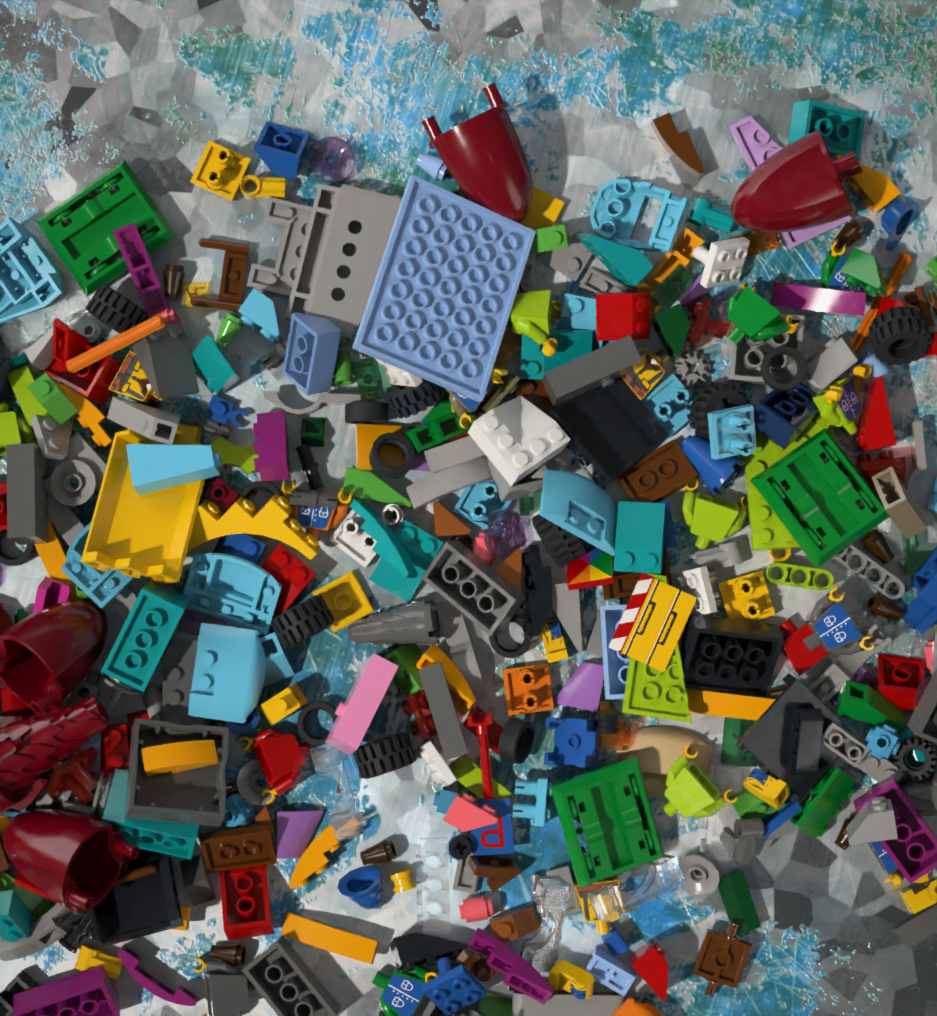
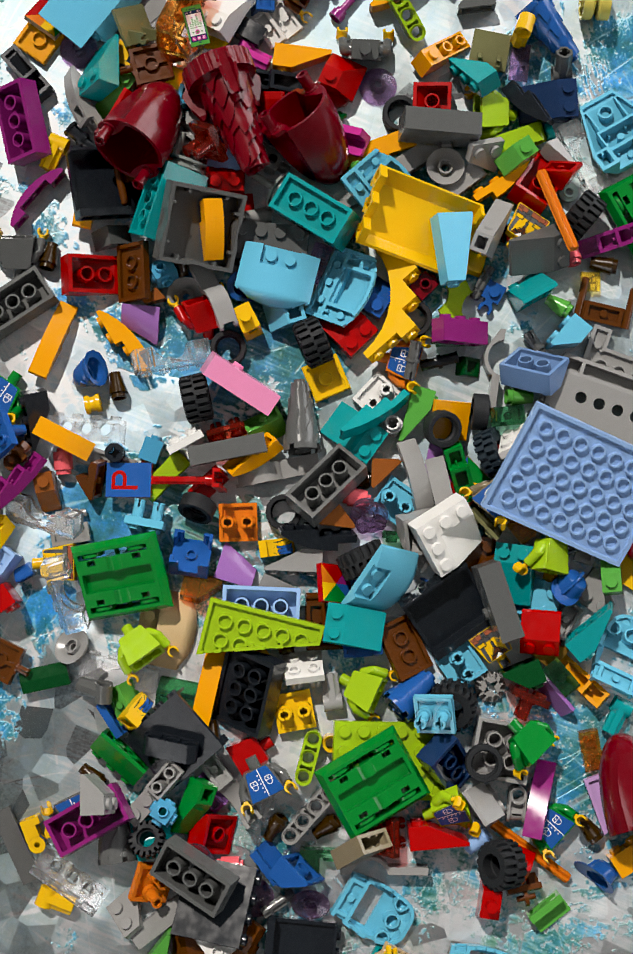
camera: 95 degrees right, 0 degrees up
(258, 743) = (216, 294): none -> light grey piece
(449, 910) = (63, 438): none -> light orange slope
(469, 815) = (140, 461): coral slope -> none
(566, 287) = (569, 587): none -> blue piece
(607, 724) = (202, 583): black wheel -> none
(652, 622) = (282, 630): yellow sticker -> none
(722, 261) = (578, 721): white plate -> none
(830, 325) = (516, 807): none -> light grey piece
(864, 271) = (559, 841): green slope -> none

